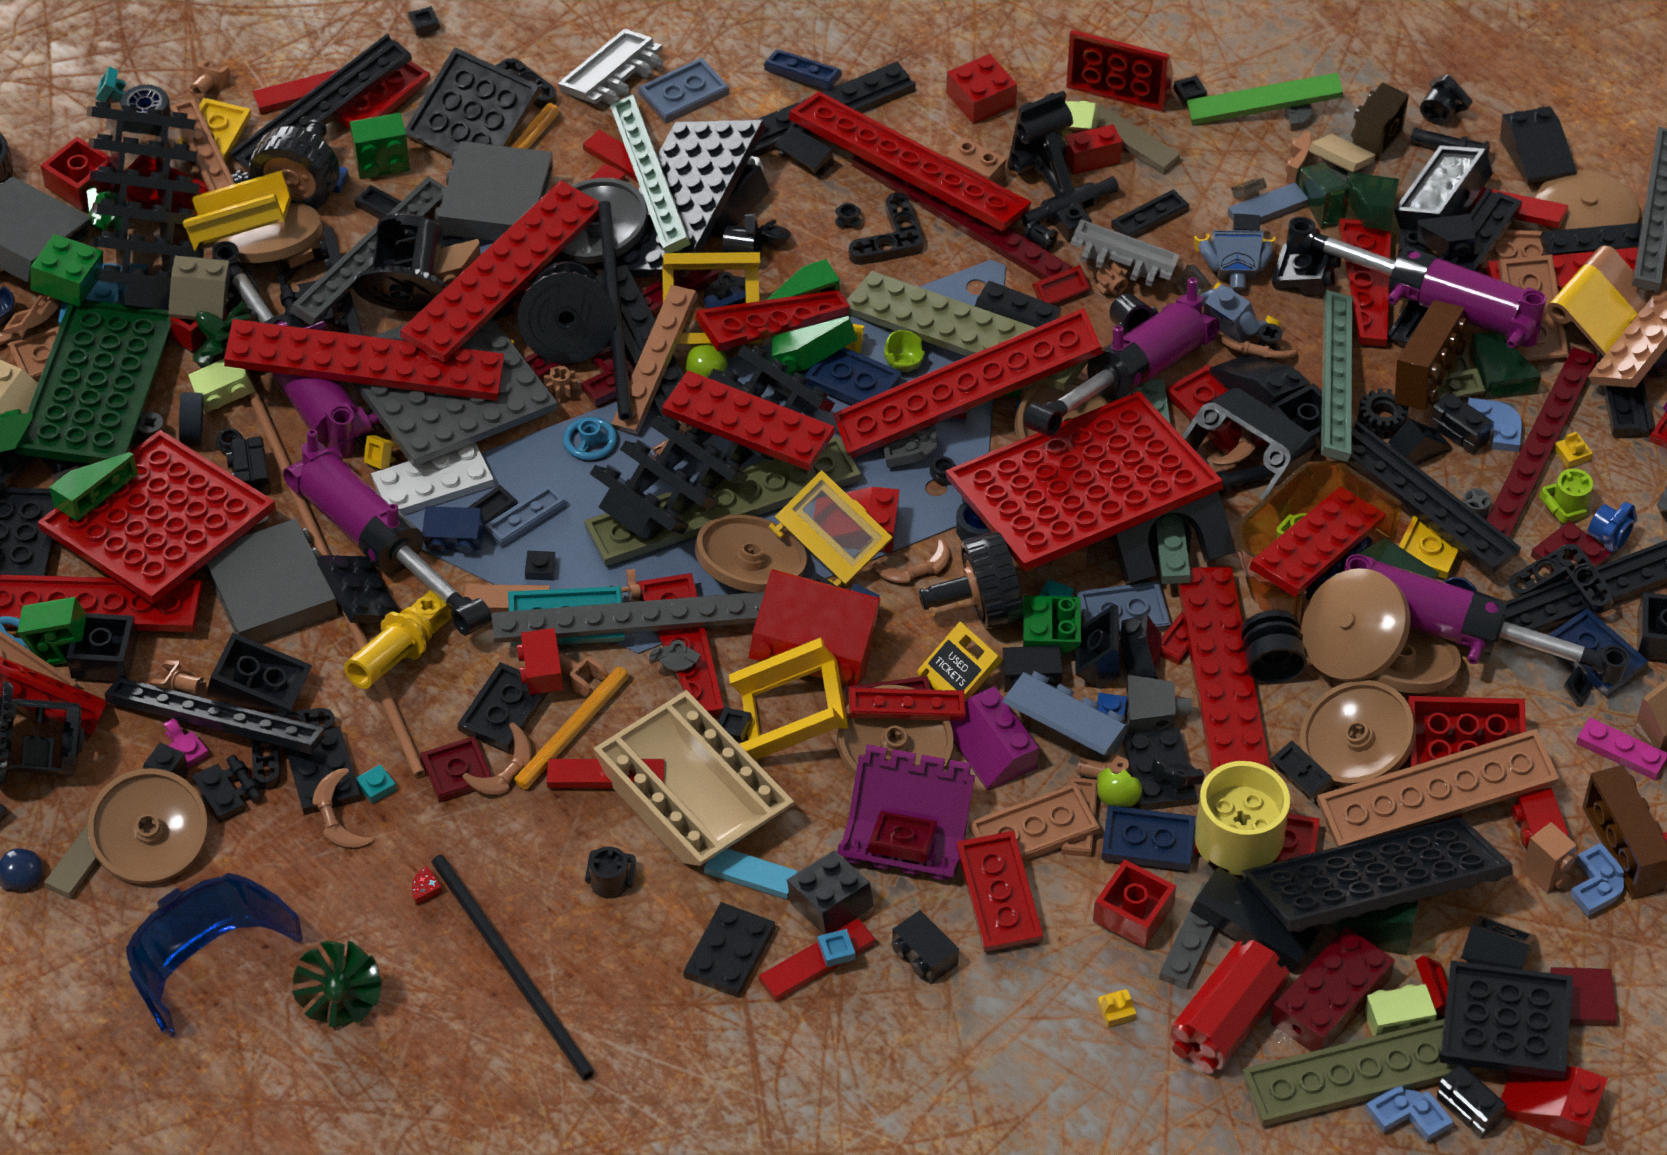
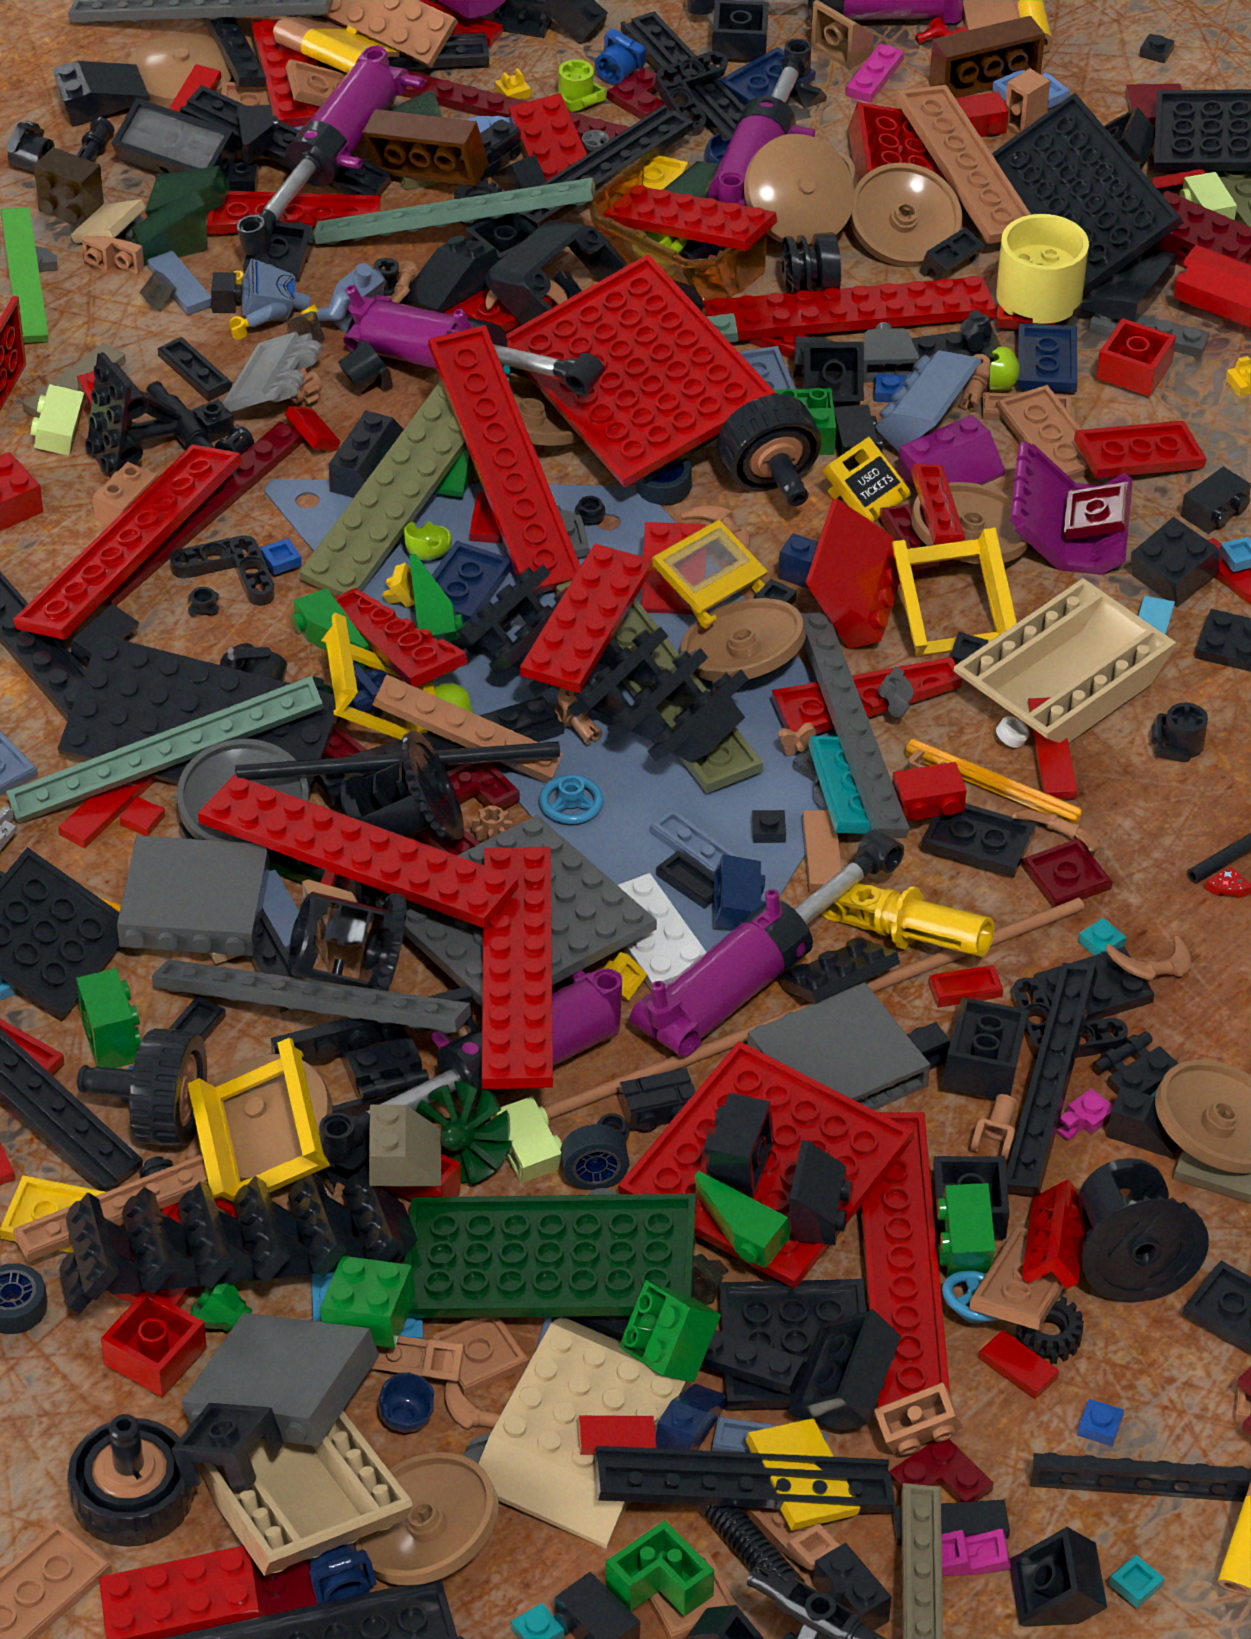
camera: 95 degrees left, 5 degrees down
(89, 519) = (818, 1196): none -> black slope
(147, 478) = (740, 1143): none -> black brick
(271, 636) = (931, 1043): none -> black plate
(340, 690) = (972, 983): none -> red tile
(897, 263) = (281, 556): none -> blue plate
(1481, 465) = (548, 133): none -> red plate

